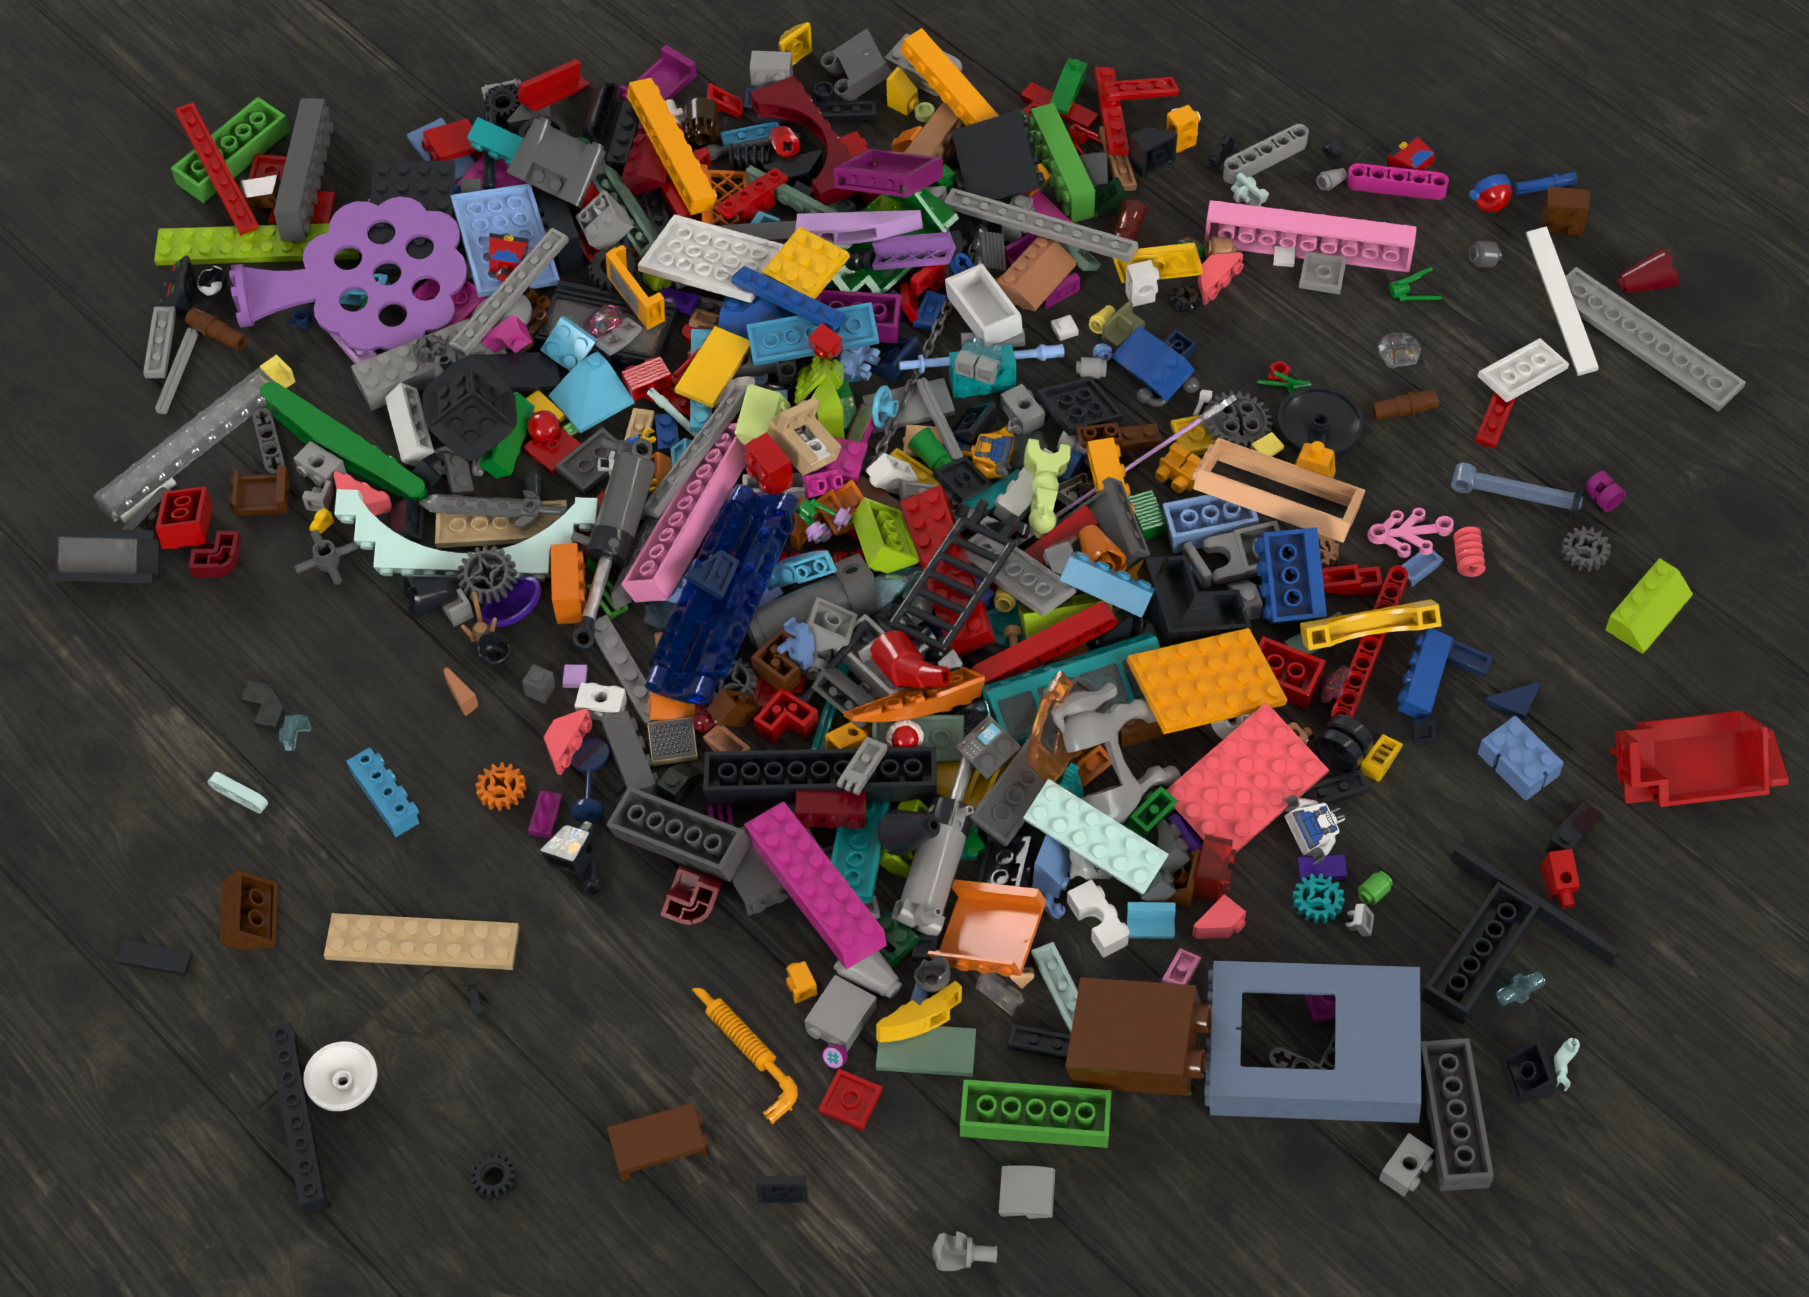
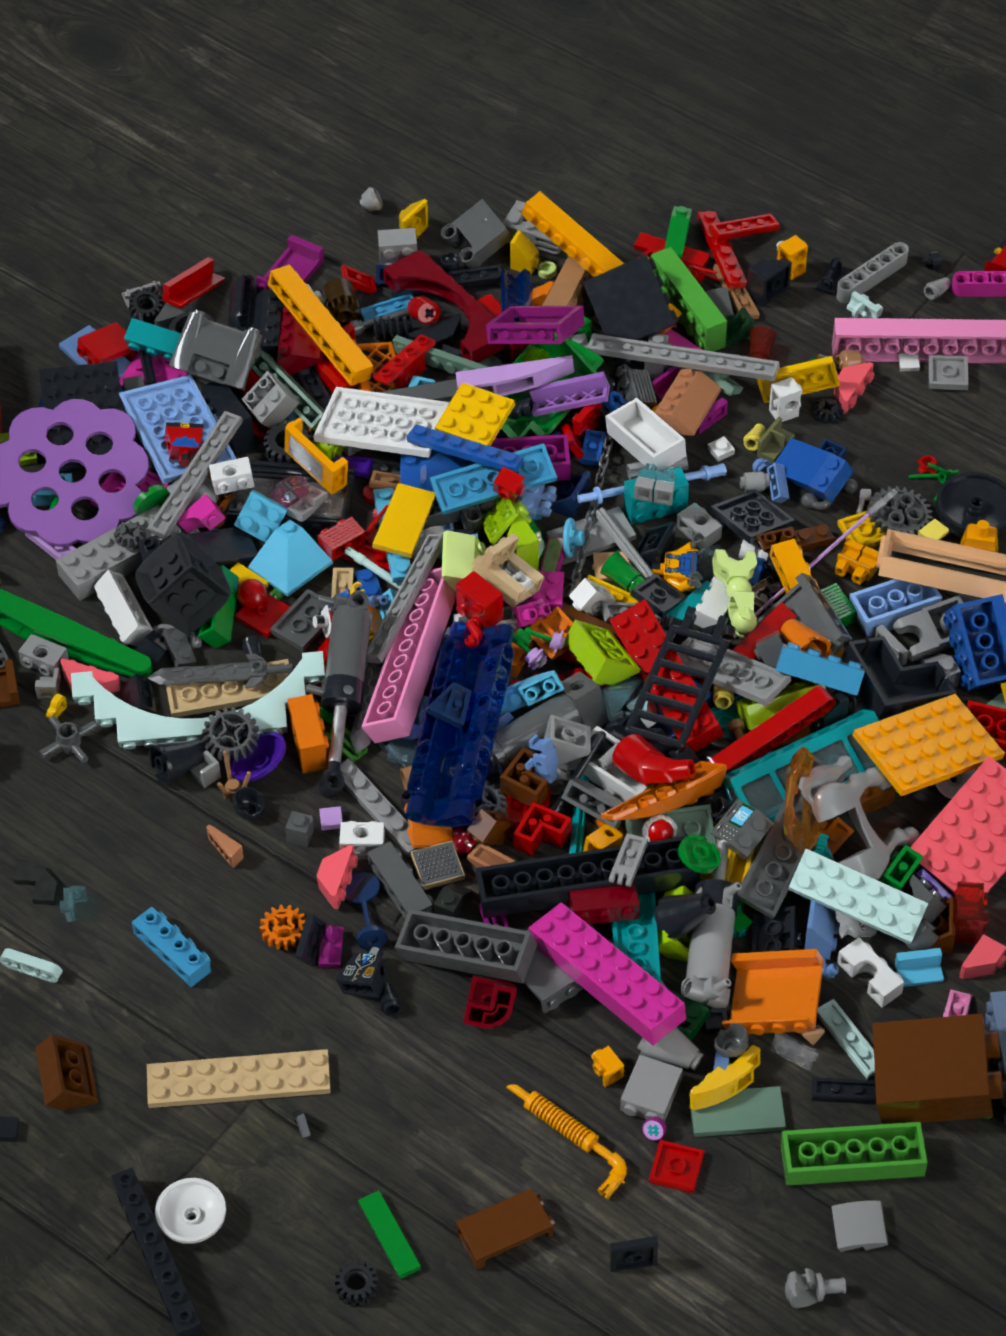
camera: 10 degrees left, 5 degrees down
(461, 311) = (146, 501): none -> green tile
(524, 804) = (310, 940): none -> black plate
(539, 1130) = (389, 1234): none -> green tile
(545, 297) = (231, 475): none -> white brick
(667, 449) = (376, 600): none -> medium blue arm
(756, 503) = (475, 636): none -> red arm
(757, 16) = (371, 200): none -> light grey cone
(889, 131) = (515, 293): none -> clear blue fence
(938, 768) = (699, 854): none -> green tile
(1115, 372) = (778, 483): none -> medium blue piece

